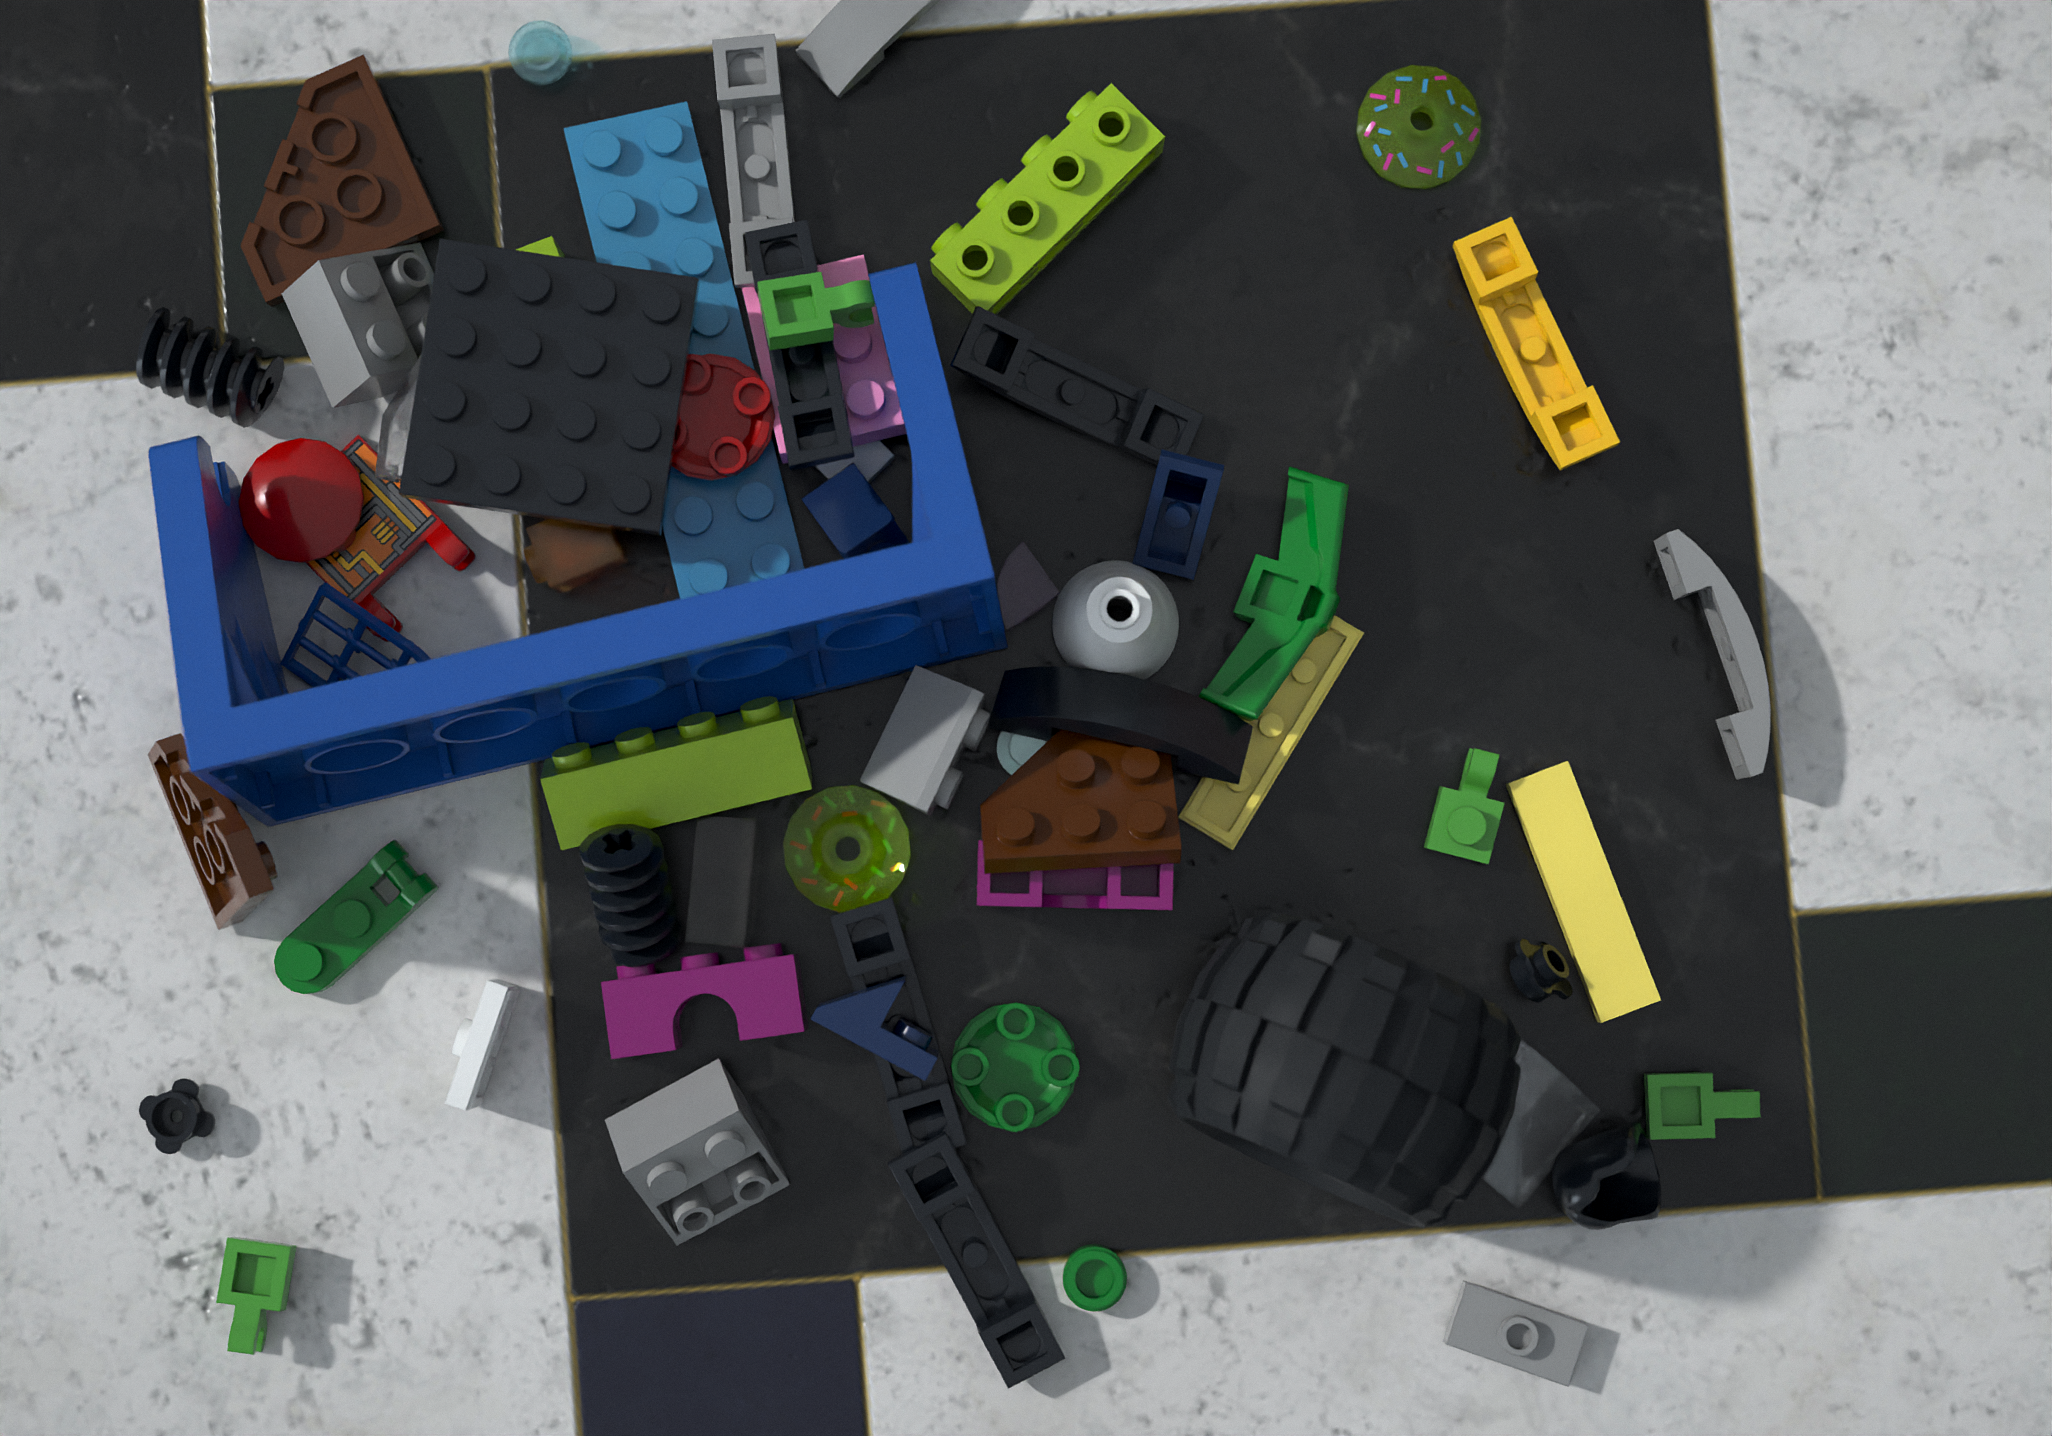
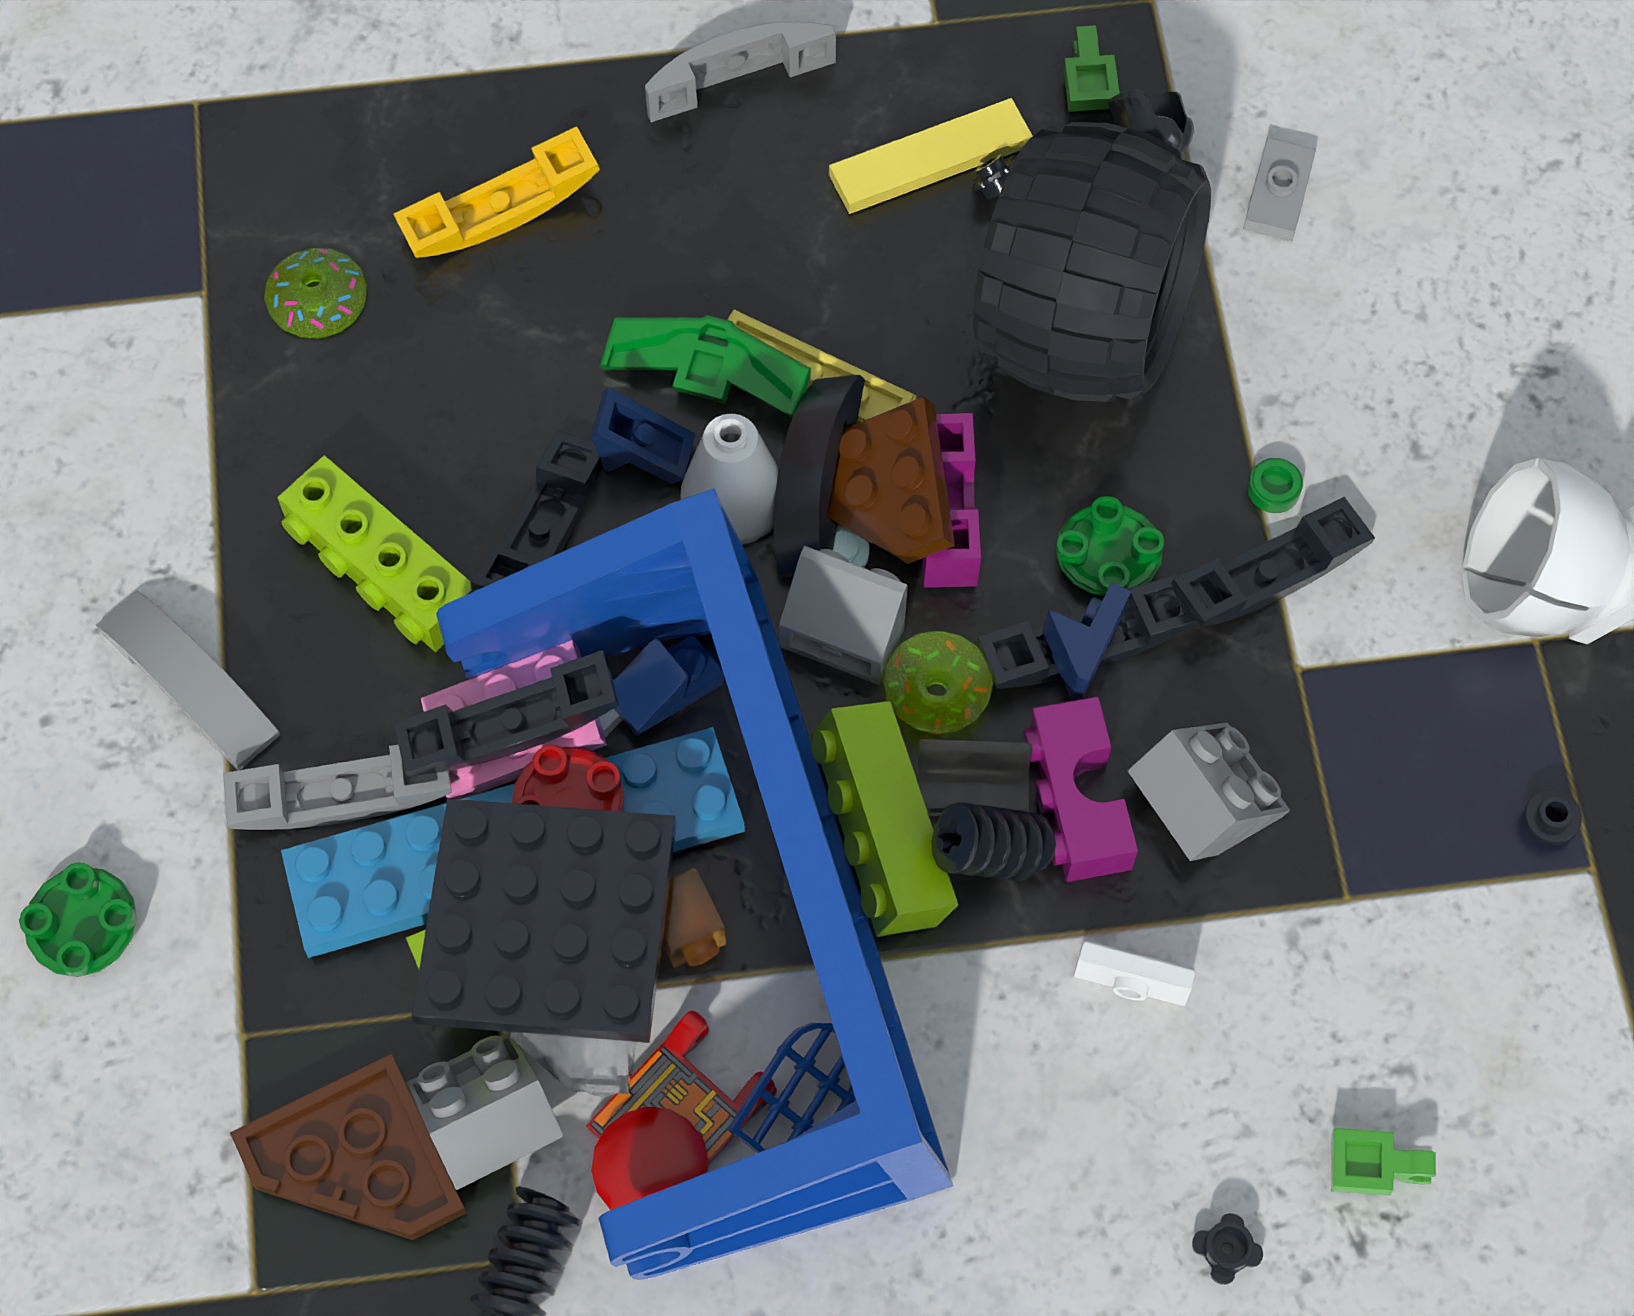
camera: 95 degrees left, 20 degrees down
(219, 843) = (970, 1206): reddish brown plate -> none
(351, 922) = (1035, 1102): green plate -> none
(540, 52) = (231, 980): clear light blue plate -> none
(803, 311) = (478, 709): bright green plate -> none
(1464, 819) = (878, 236): bright green plate -> none

